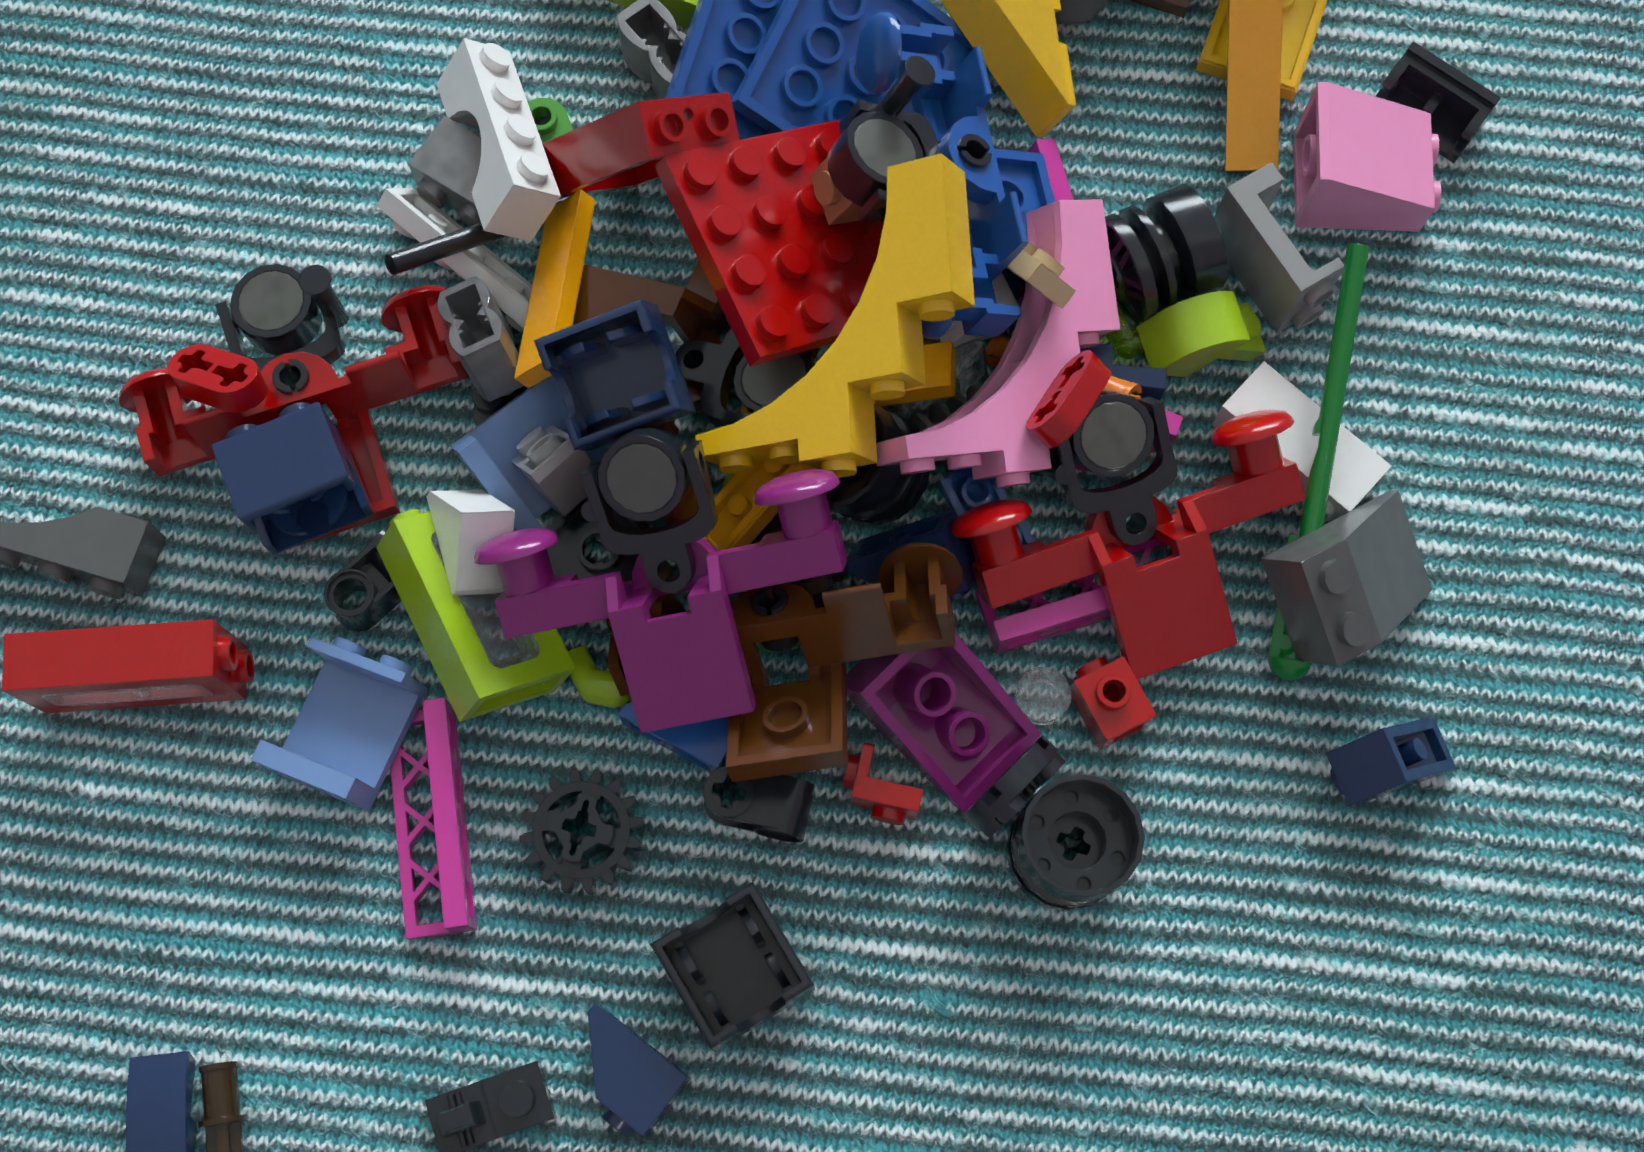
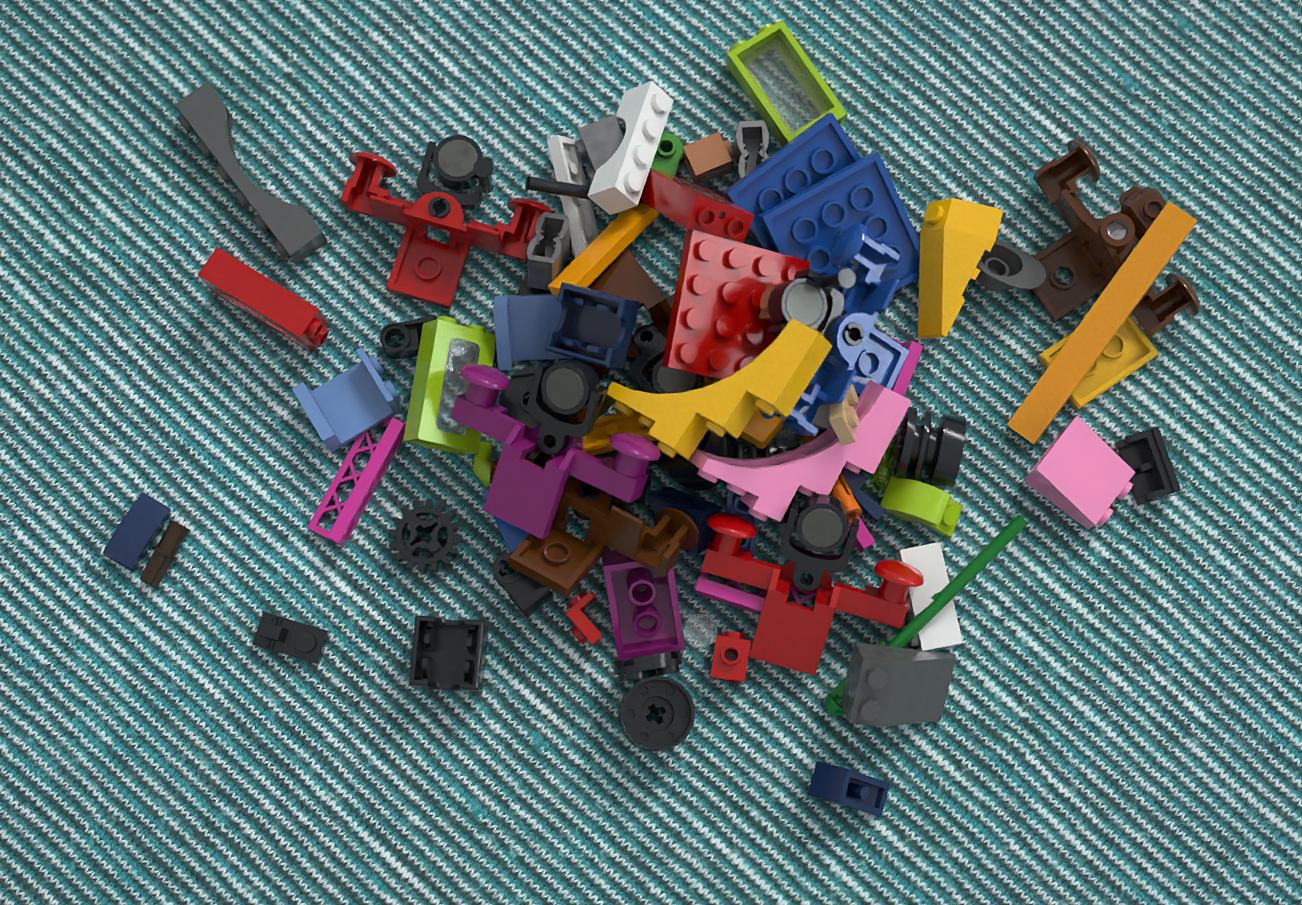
camera: 35 degrees right, 5 degrees up
(206, 371) = (408, 183): red beam -> none
(292, 477) = (405, 260): dark blue piece -> none
(462, 525) = (472, 345): white slope -> none
(553, 467) = (533, 341): light grey slope -> none
(603, 89) = (708, 158): none -> nougat brick
(630, 1075) = (366, 669): dark blue slope -> none
(1068, 399) = (811, 493): red beam -> none
(1265, 256) = (984, 460): light grey panel -> none

